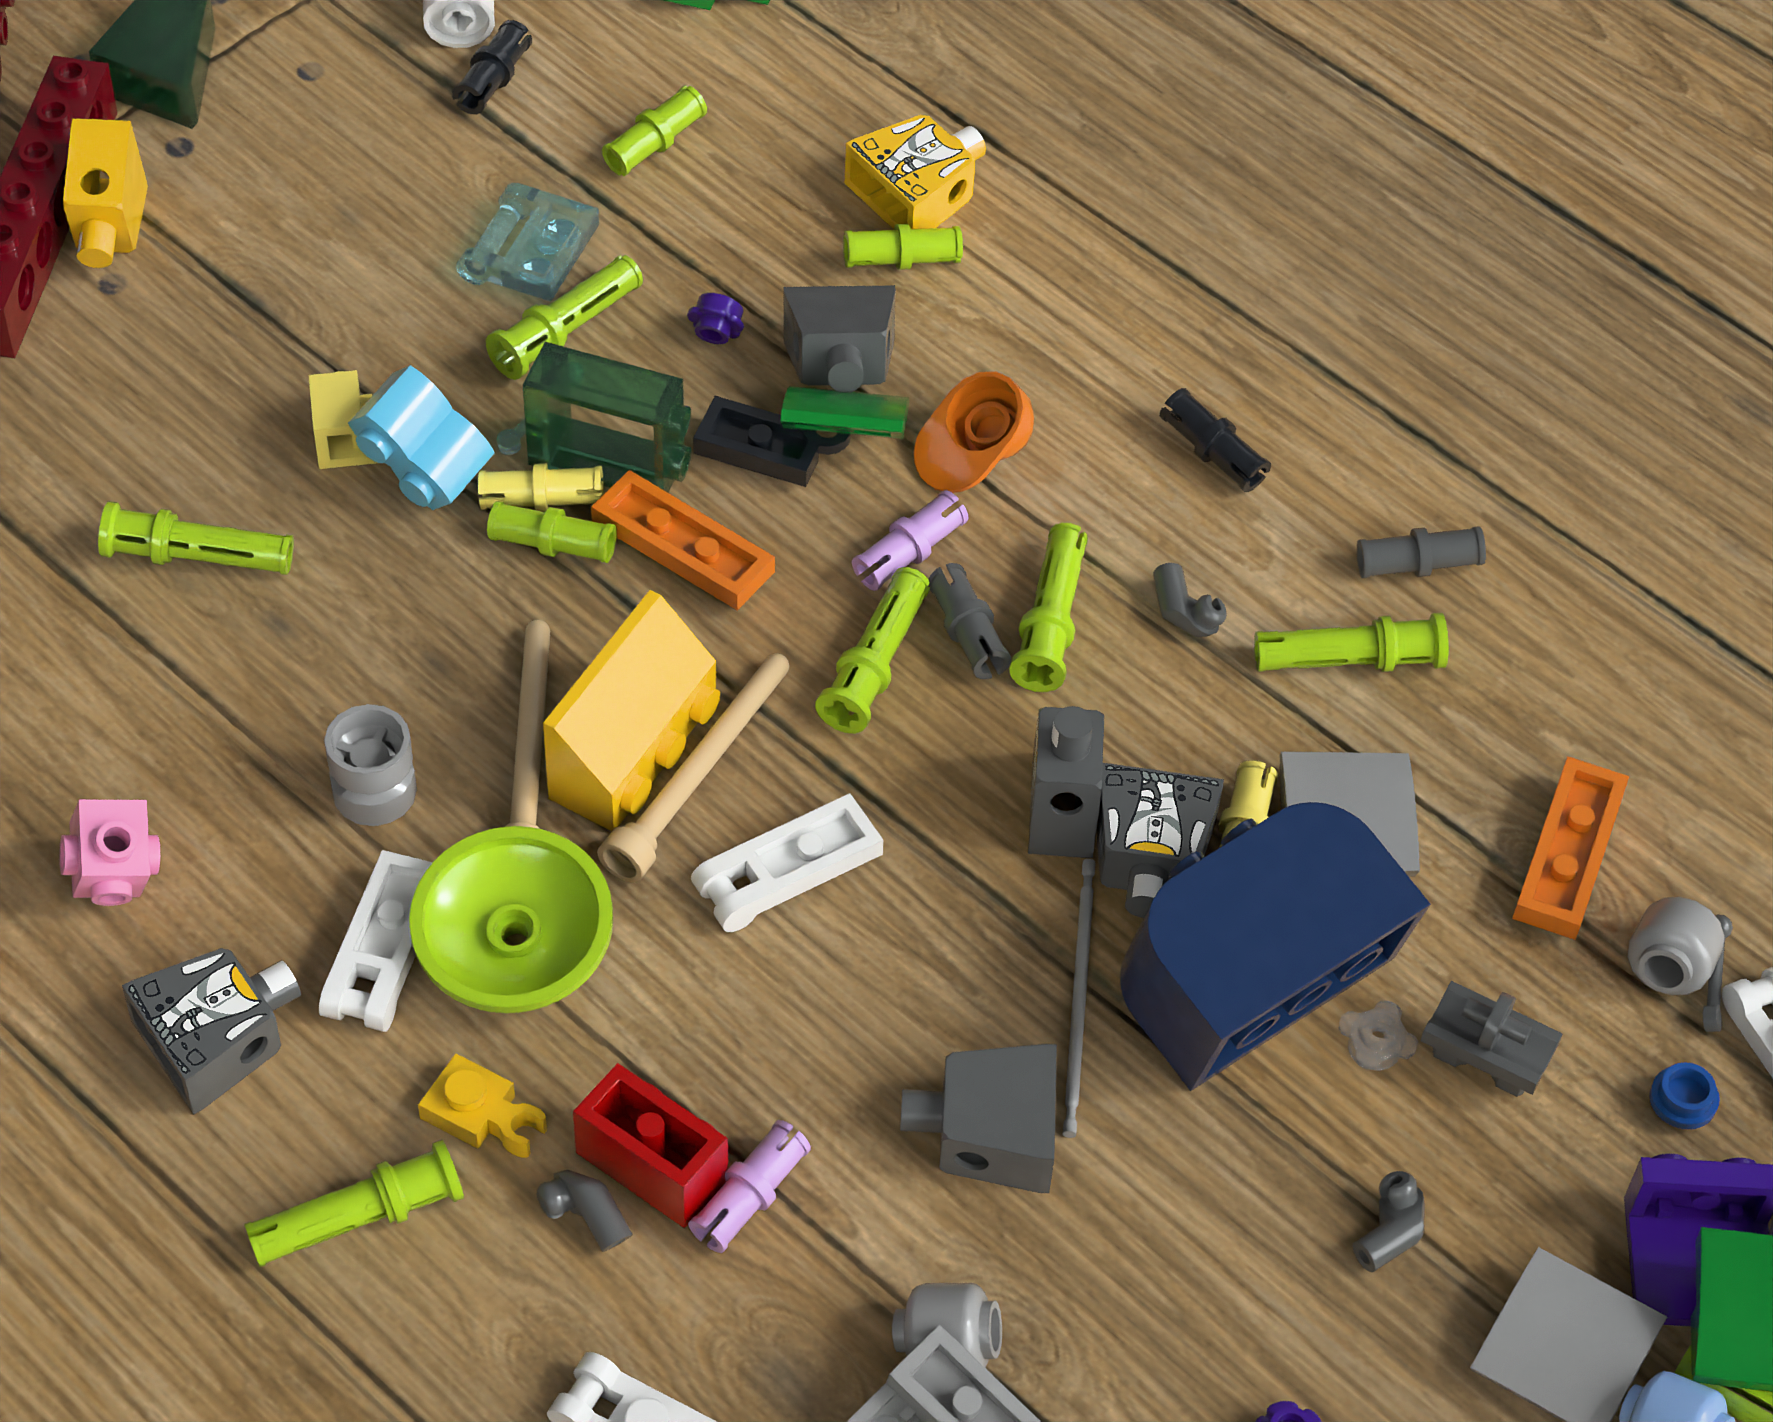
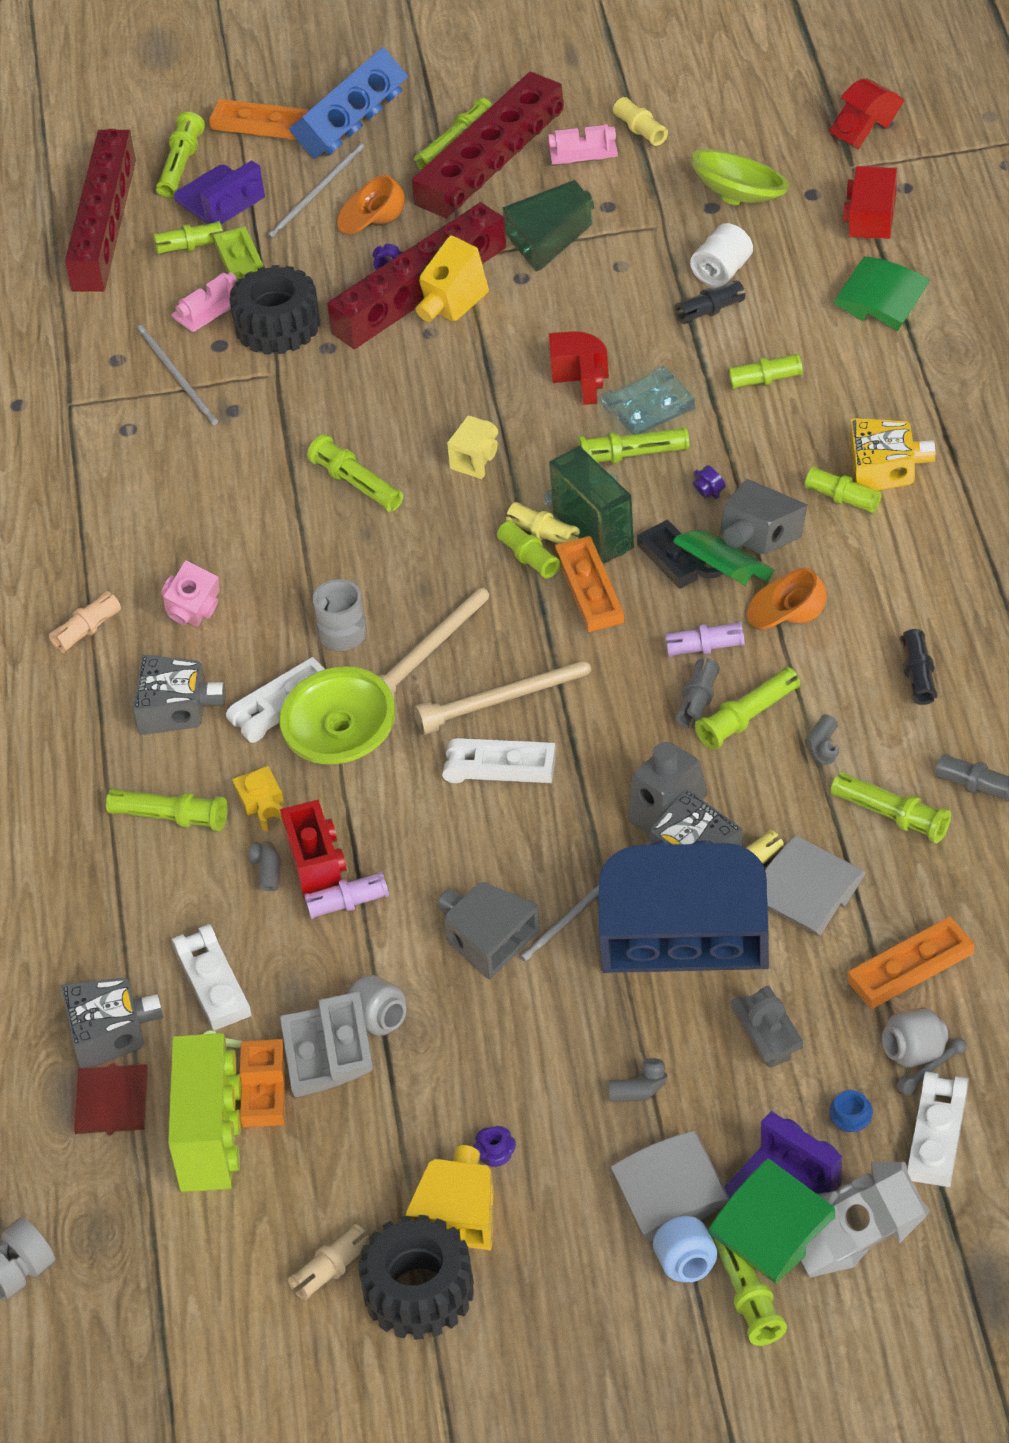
camera: 45 degrees right, 5 degrees down
(386, 222) = (579, 358): none -> red brick
(420, 438) = (494, 471): medium azure brick -> none
(629, 715) = (477, 648): yellow slope -> none
(866, 668) = (623, 689): lime pin -> none
(1376, 1052) = (716, 1005): clear plate -> none

